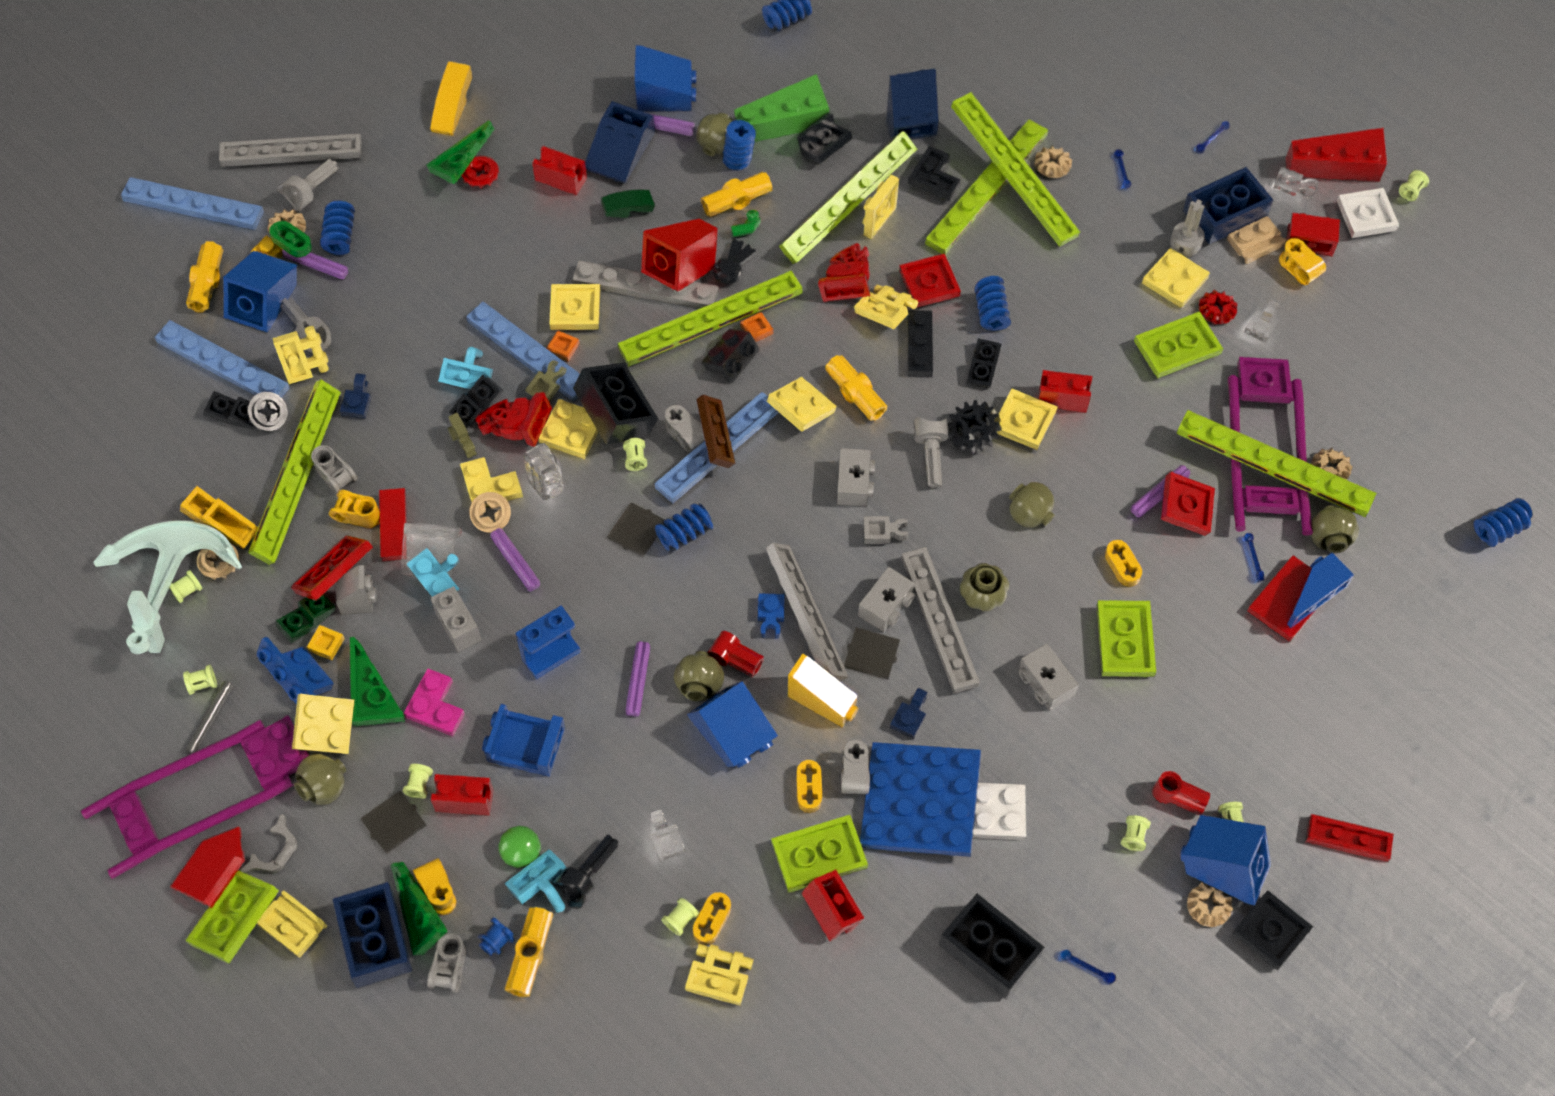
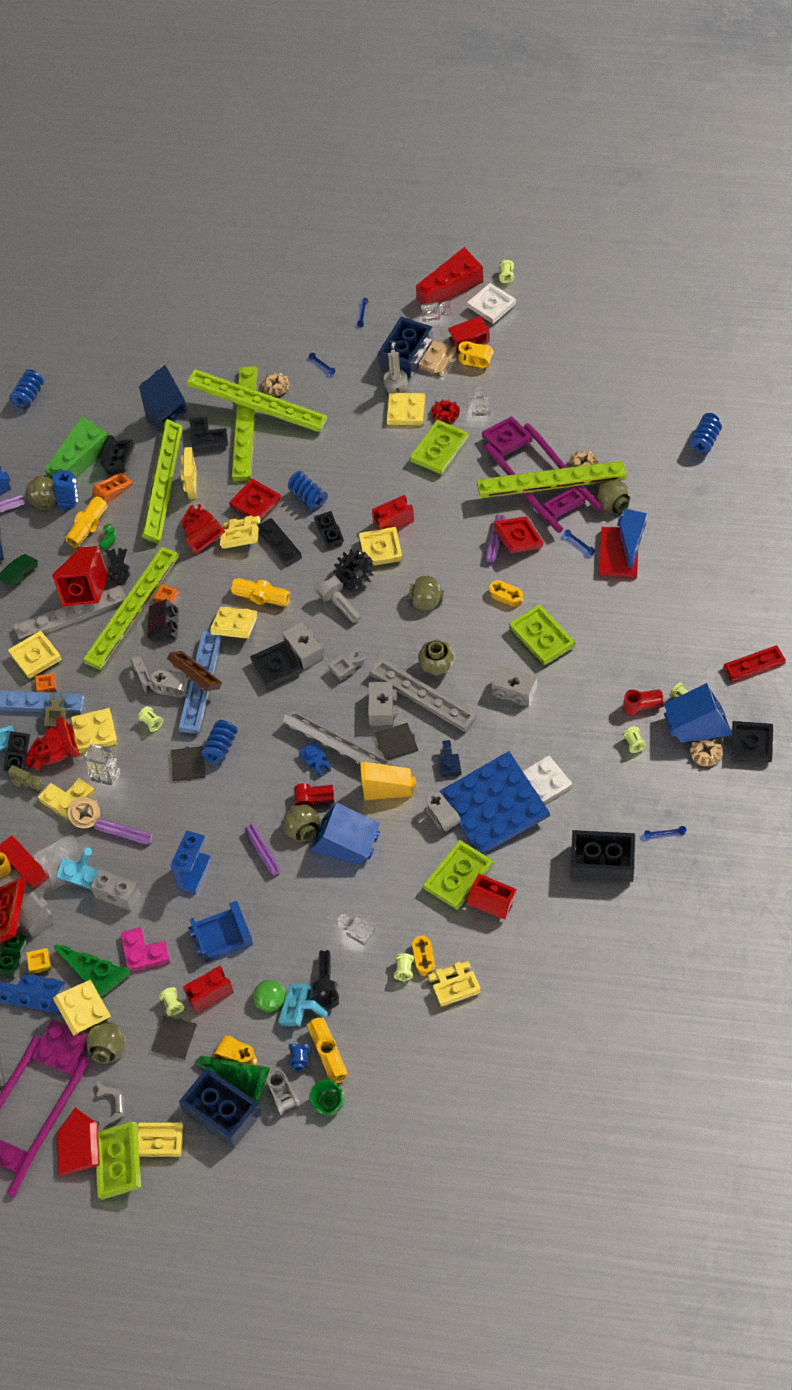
camera: 30 degrees left, 5 degrees down
(487, 1005) = (327, 1097): none -> green hair
(615, 403) = (114, 694): black brick -> none
(665, 394) = (141, 672): none -> light grey piece
(777, 172) = (100, 488): none -> orange slope
(803, 786) = (417, 844): yellow beam -> none
(810, 480) = (276, 664): none -> black plate

